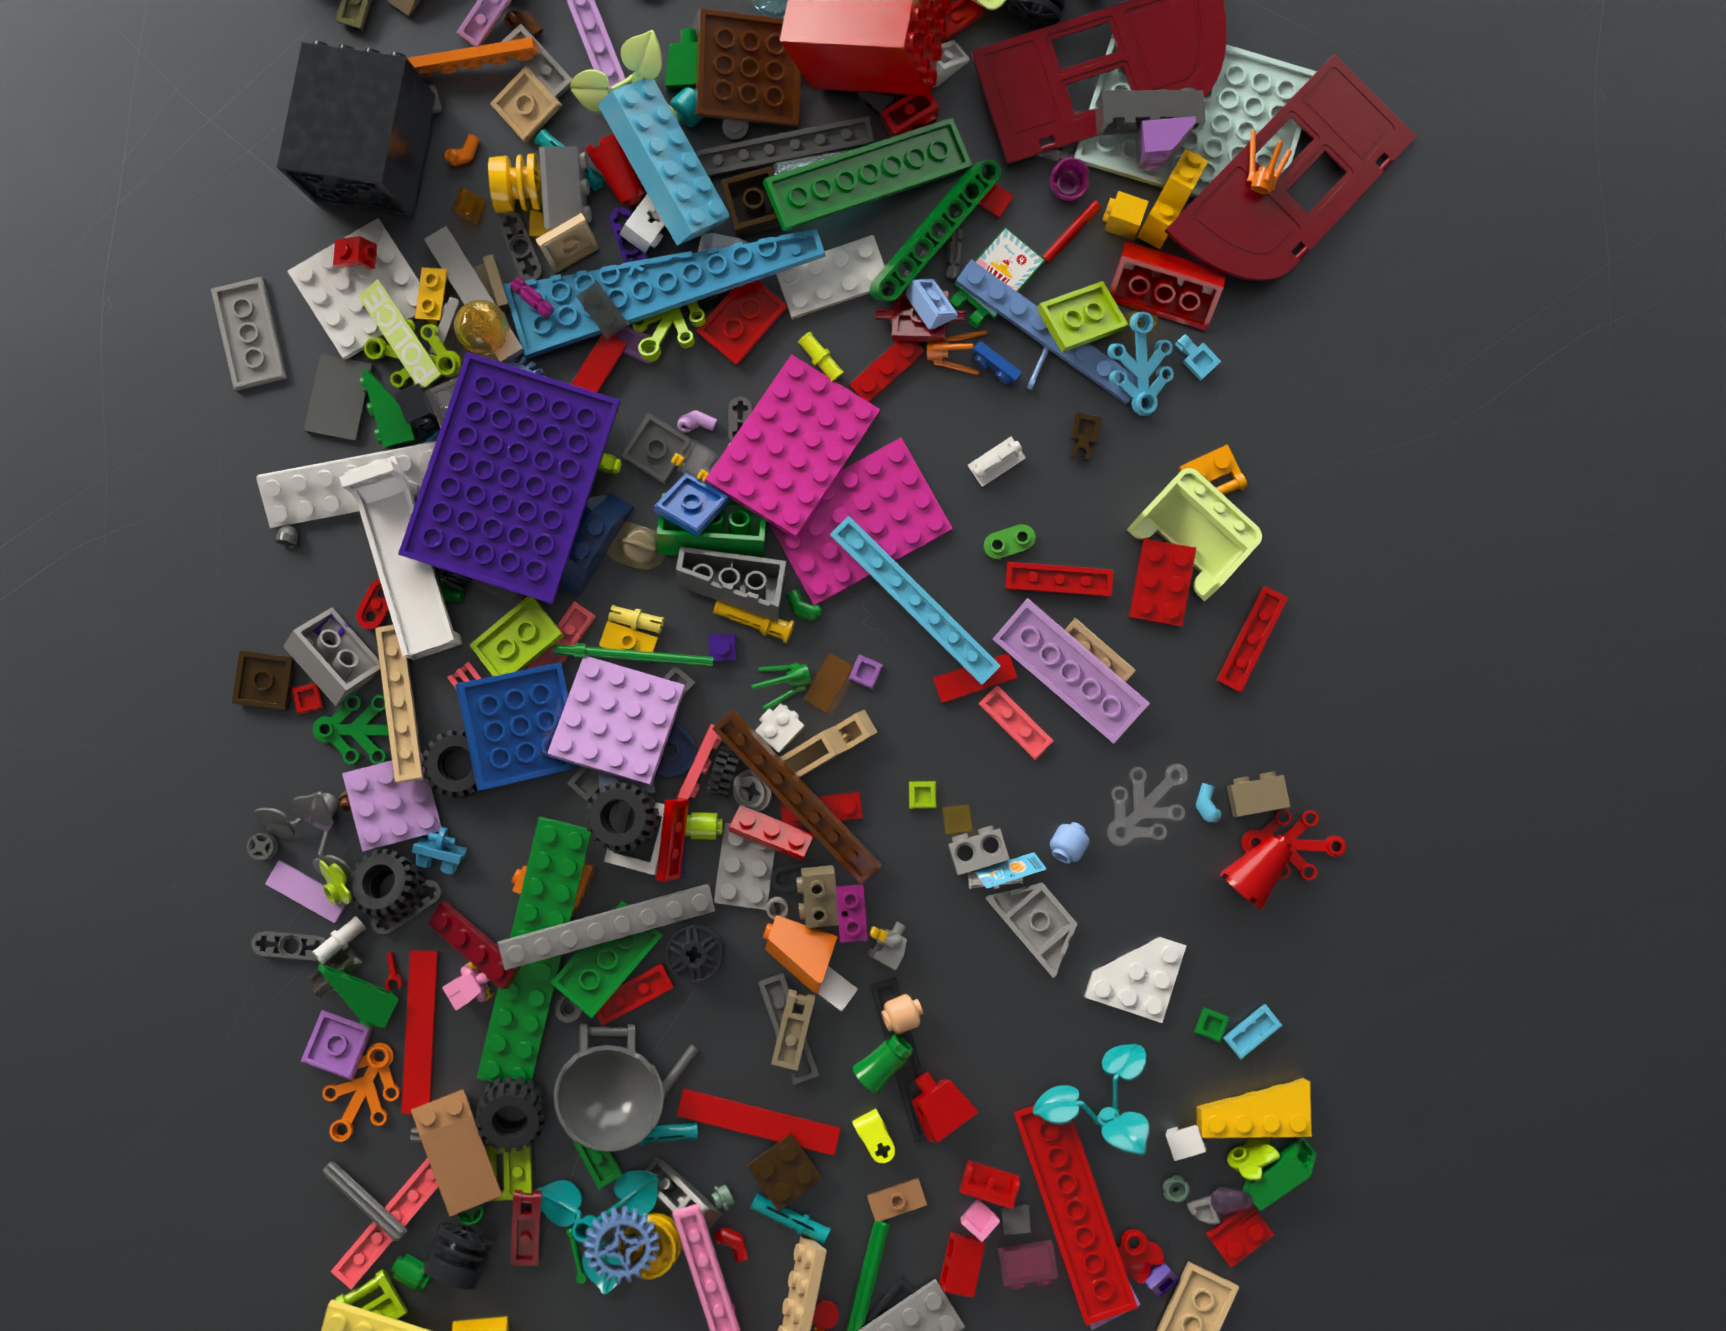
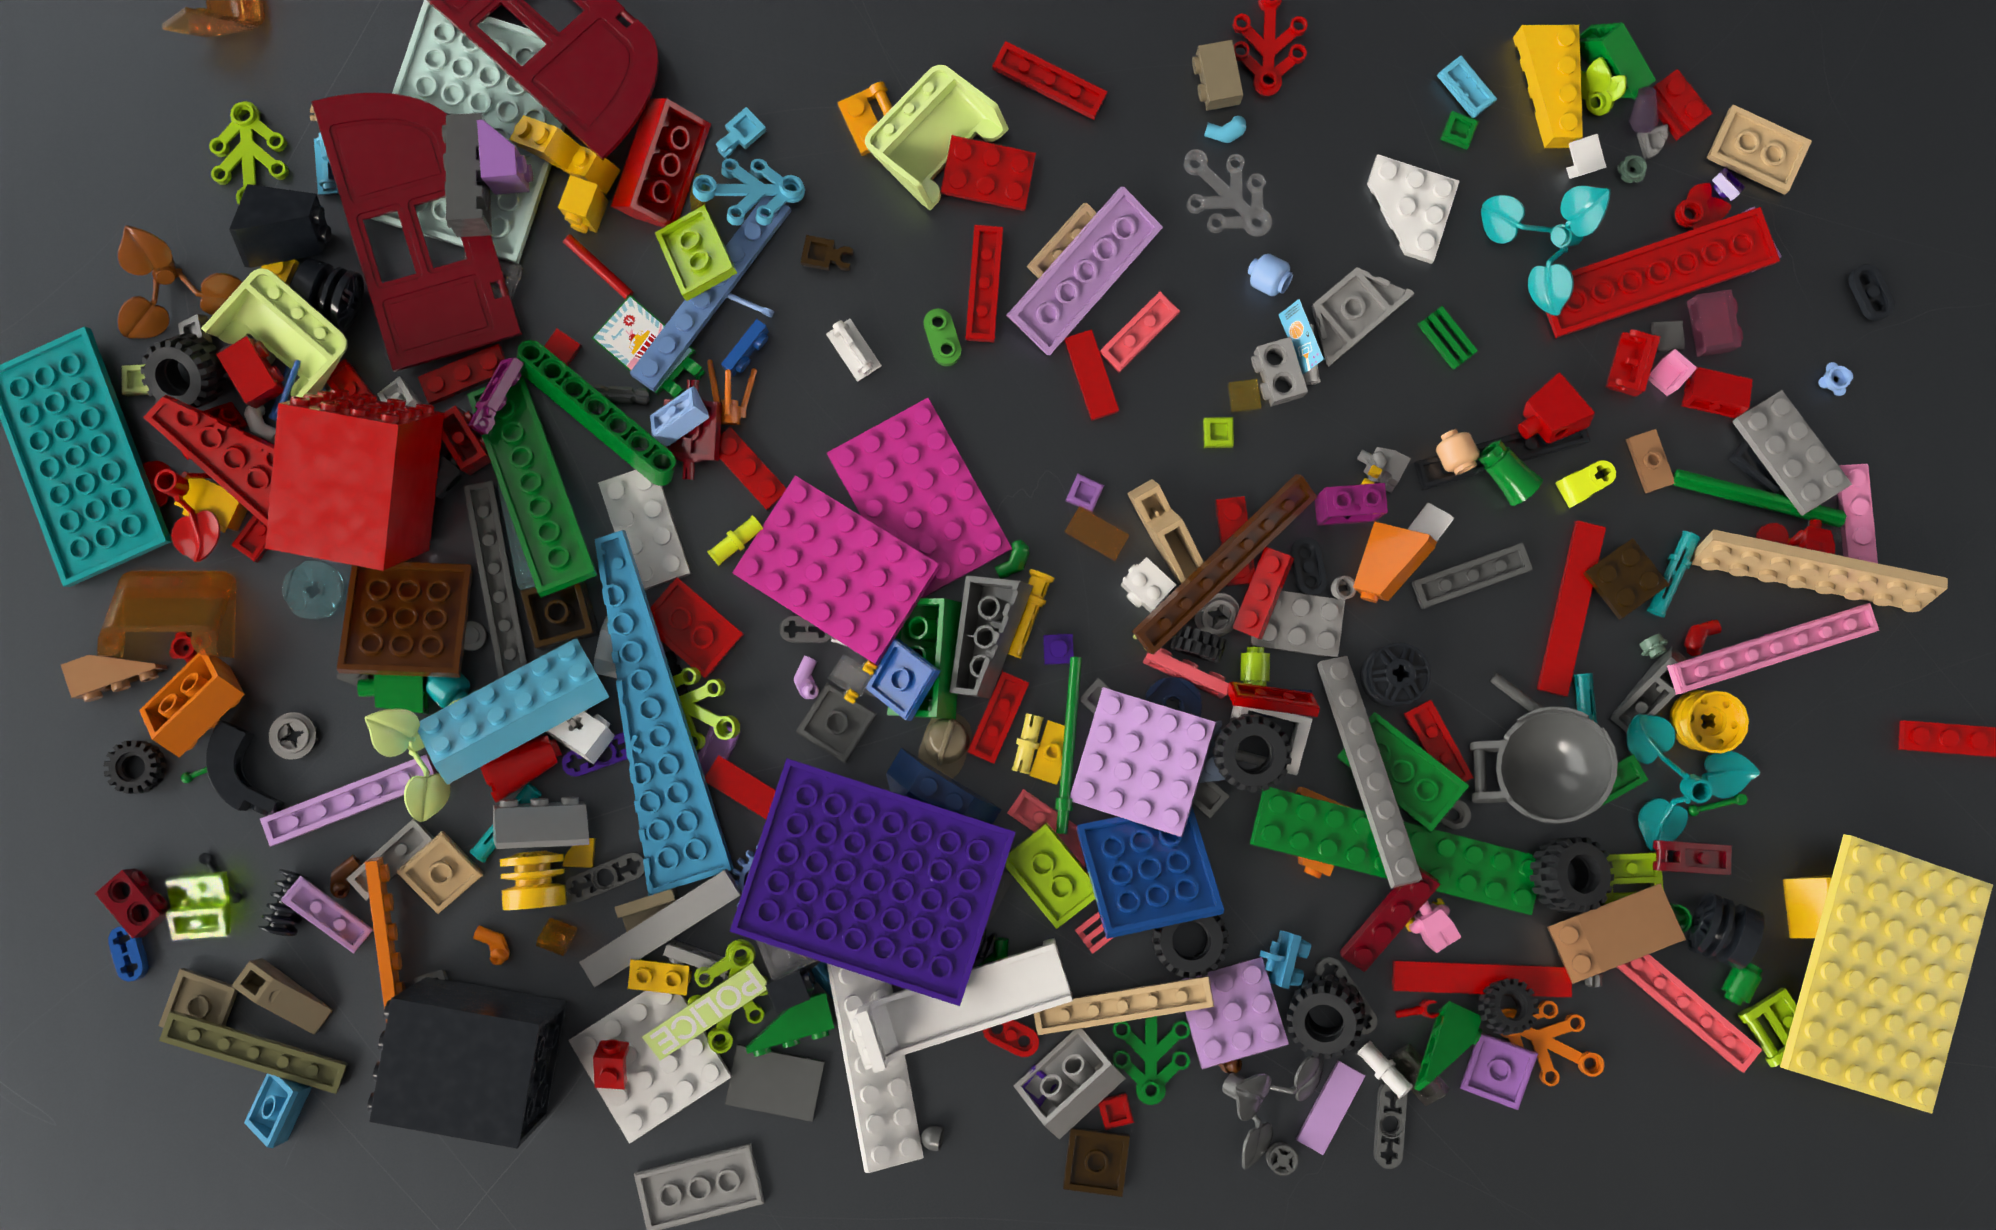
camera: 90 degrees left, 0 degrees up
(335, 888) = (1325, 1072): lime plate -> none
(364, 1201) = (1668, 1035): dark grey axle -> none
(386, 1037) = (1523, 1001): none -> black tyre
(481, 327) = (699, 916): clear yellow cylinder -> none
(531, 297) = (665, 861): magenta axle -> none
(568, 243) = (603, 821): tan tile -> none
(602, 310) = (681, 780): clear smoke plate -> none
(610, 464) = (856, 771): lime plate -> none
(627, 1268) = (1713, 724): medium blue gear -> none
(659, 592) = (998, 717): none -> red plate
(793, 1031) = (1477, 568): dark tan plate -> none
(796, 676) = (1092, 566): green plant -> none
(818, 896) = (1332, 540): dark tan brick -> none
(915, 600) = (1008, 436): medium azure plate -> none
(949, 140) = (494, 395): none -> magenta hinge
(971, 115) = (461, 374): none -> red plate
(1008, 1013) = (1456, 331): none -> green tile
(1069, 179) = (540, 266): magenta hair -> none
(1259, 869) = (1299, 73): red cone -> none
(1265, 179) = (546, 51): orange plant -> none

